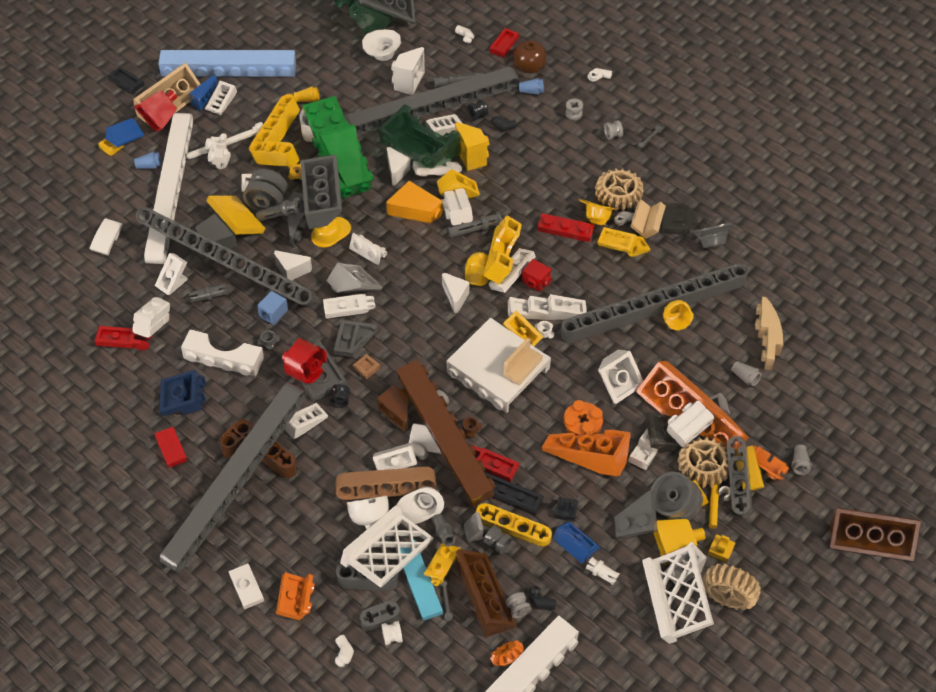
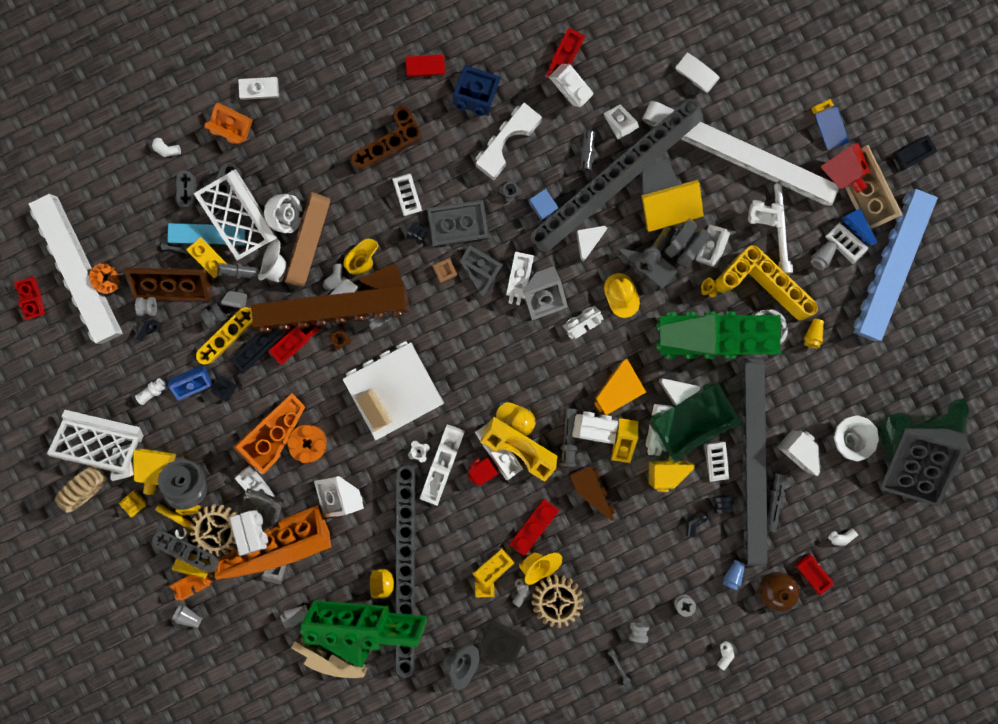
camera: 110 degrees right, 35 degrees up
(148, 161) = (783, 143): medium blue cone -> none
(232, 478) = (361, 108): dark grey beam -> none
(238, 108) = (824, 255): none -> light grey cone
(304, 361) = (458, 209): red brick -> none
(321, 190) = (655, 293): dark grey slope -> none
(382, 430) = (360, 257): none -> yellow piece
(391, 633) = (163, 192): white wheel -> none
(395, 458) = (331, 257): white slope -> none
(456, 290) = (494, 386): white slope -> none
(511, 197) = (588, 487): none -> reddish brown slope
(521, 327) = (419, 429): yellow slope -> none
(637, 518) = (180, 442): dark grey wing -> none
(647, 219) = (508, 612): tan panel -> none
(725, 310) = (353, 635): none -> green wedge
(874, 533) = (88, 639): reddish brown slope -> none

